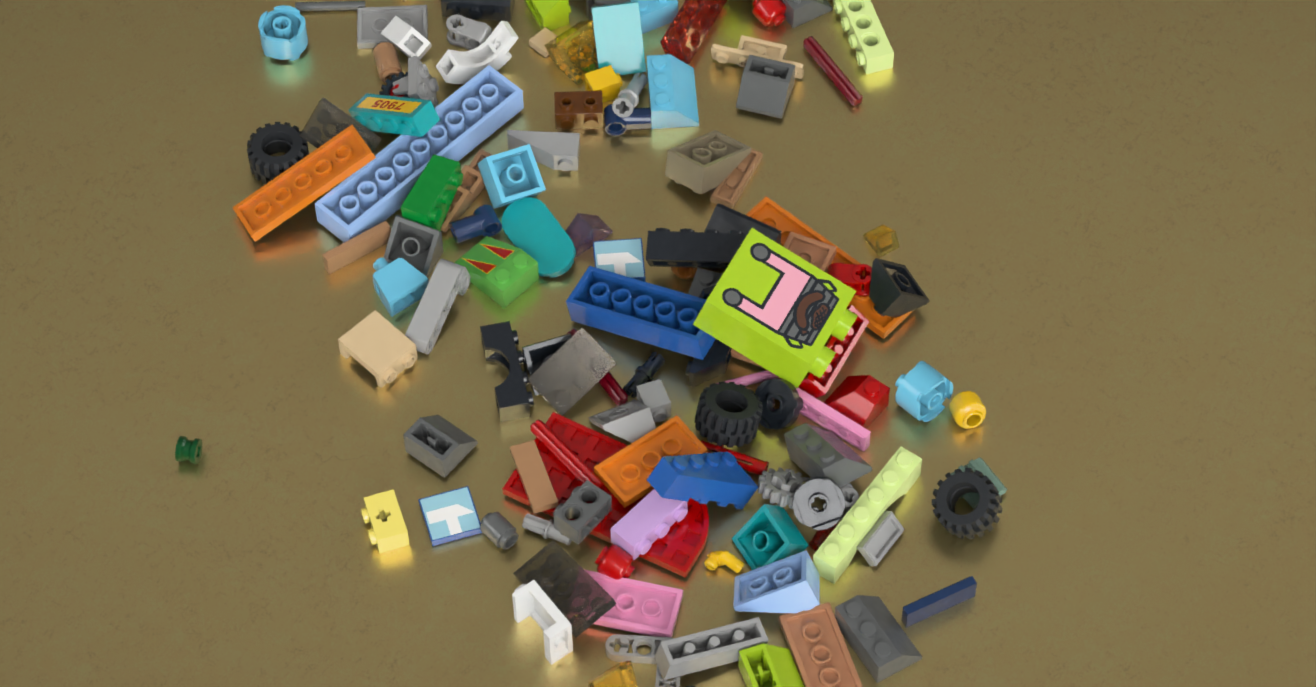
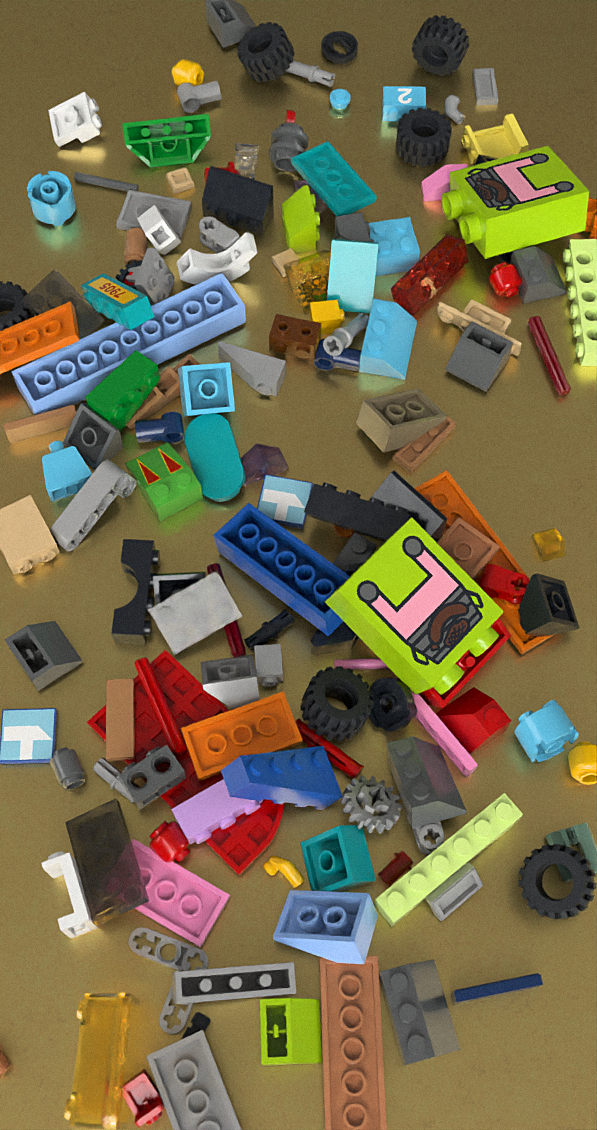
camera: 15 degrees right, 10 degrees up
(824, 489) = (401, 826): plate -> none

